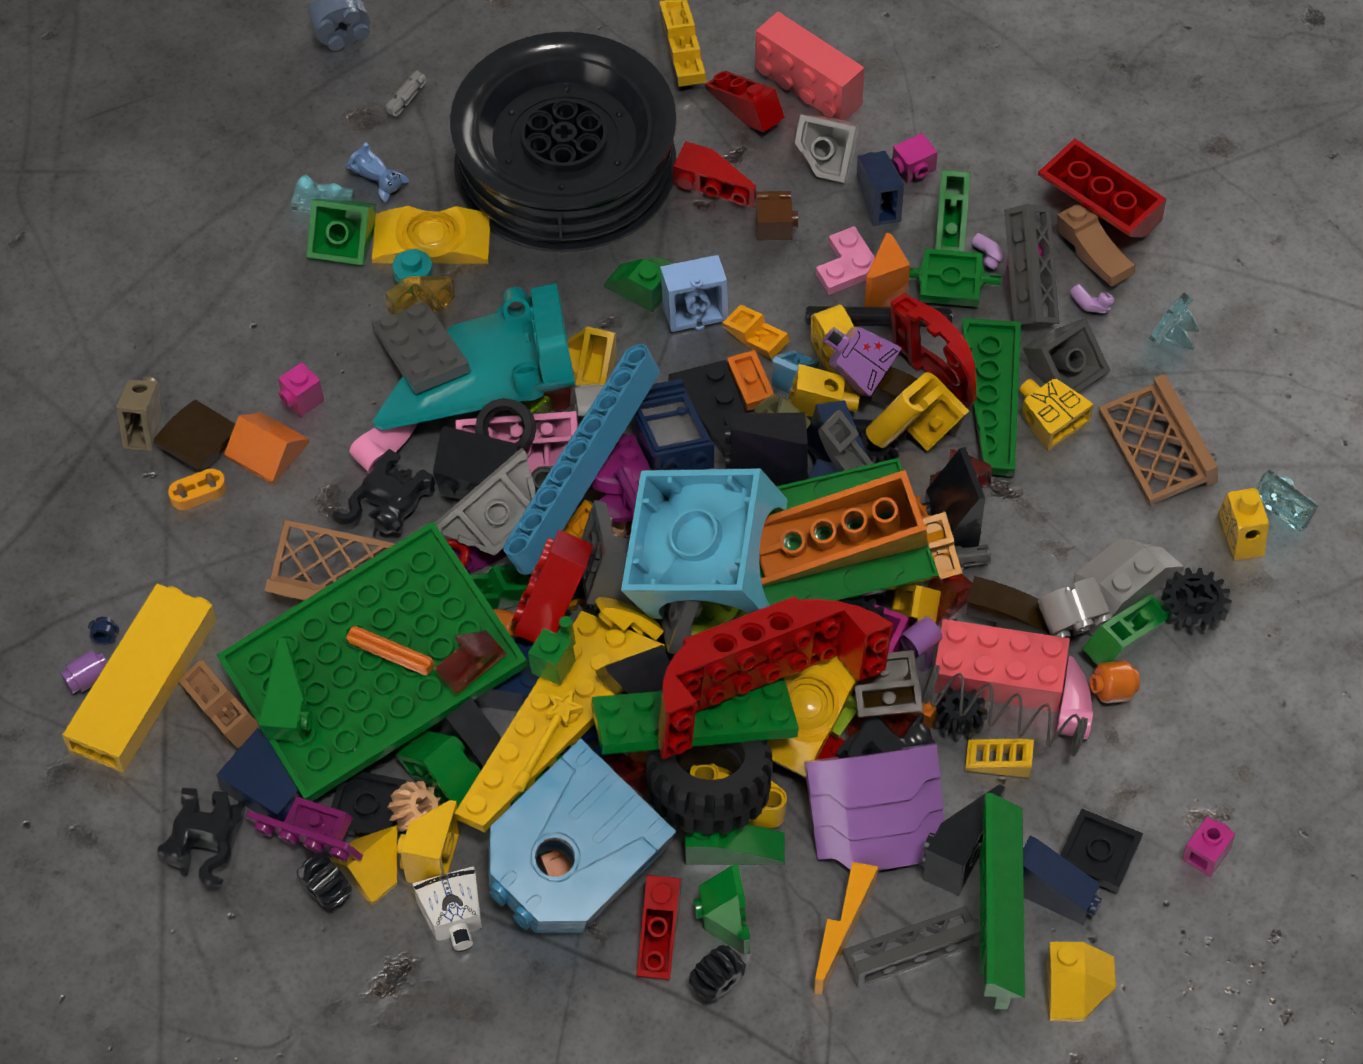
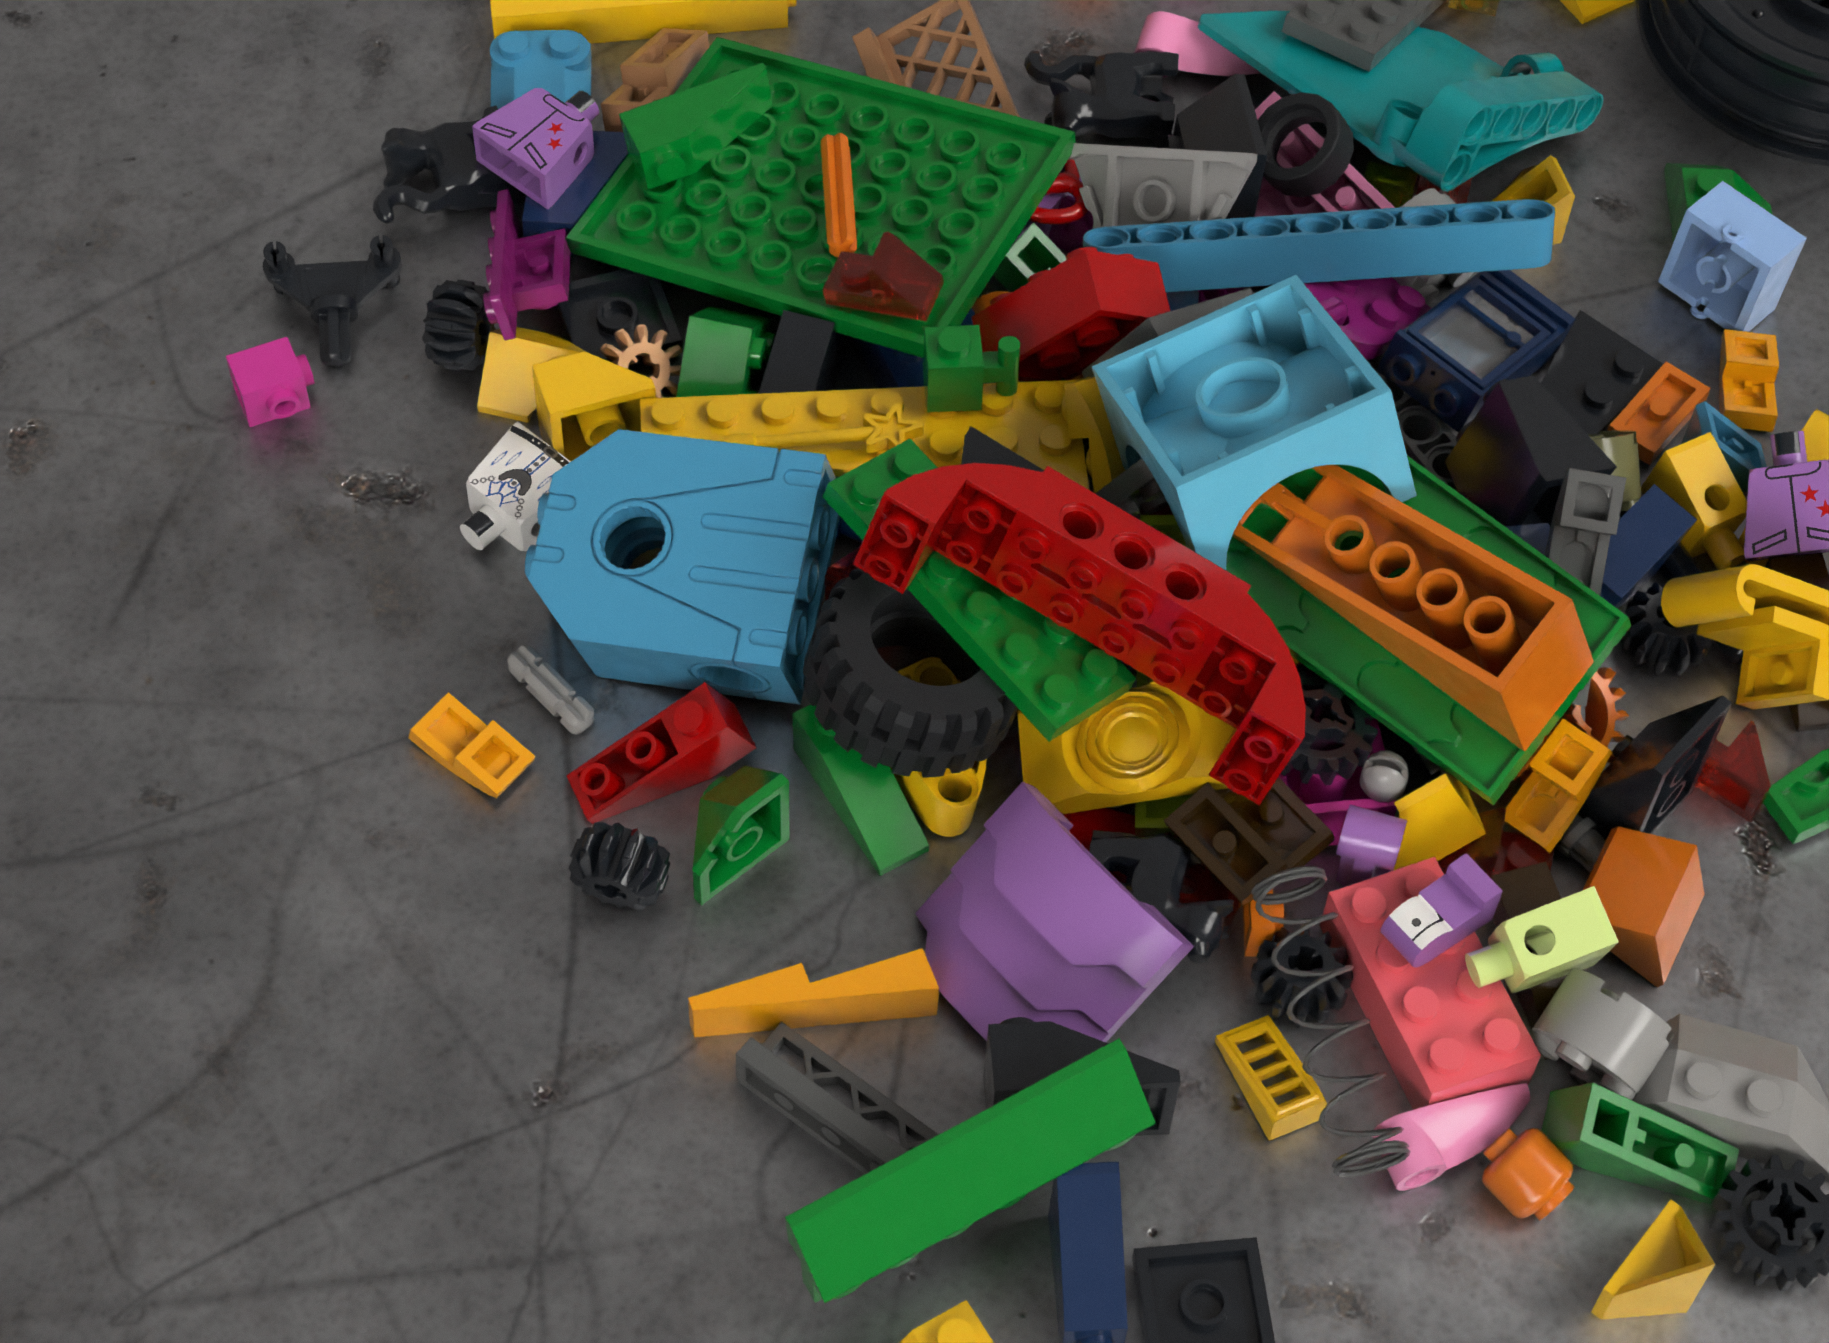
camera: 55 degrees right, 0 degrees up
(169, 759) = (539, 59): none -> dark azure slope
(240, 776) = (538, 142): none -> medium lavender torso
(251, 934) = (333, 290): none -> black axle
(290, 995) = (270, 381): none -> dark pink brick
(580, 956) = (551, 689): none -> light grey axle
(590, 1013) = (469, 748): none -> light orange slope
(898, 614) = (1384, 776): none -> light grey hinge
(983, 630) = (1443, 912): none -> medium lavender leg
(1010, 551) = (1650, 897): none -> orange slope
(1025, 598) = (1561, 935): none -> yellowish green torso
(1190, 657) = (1660, 1271): none -> yellow slope

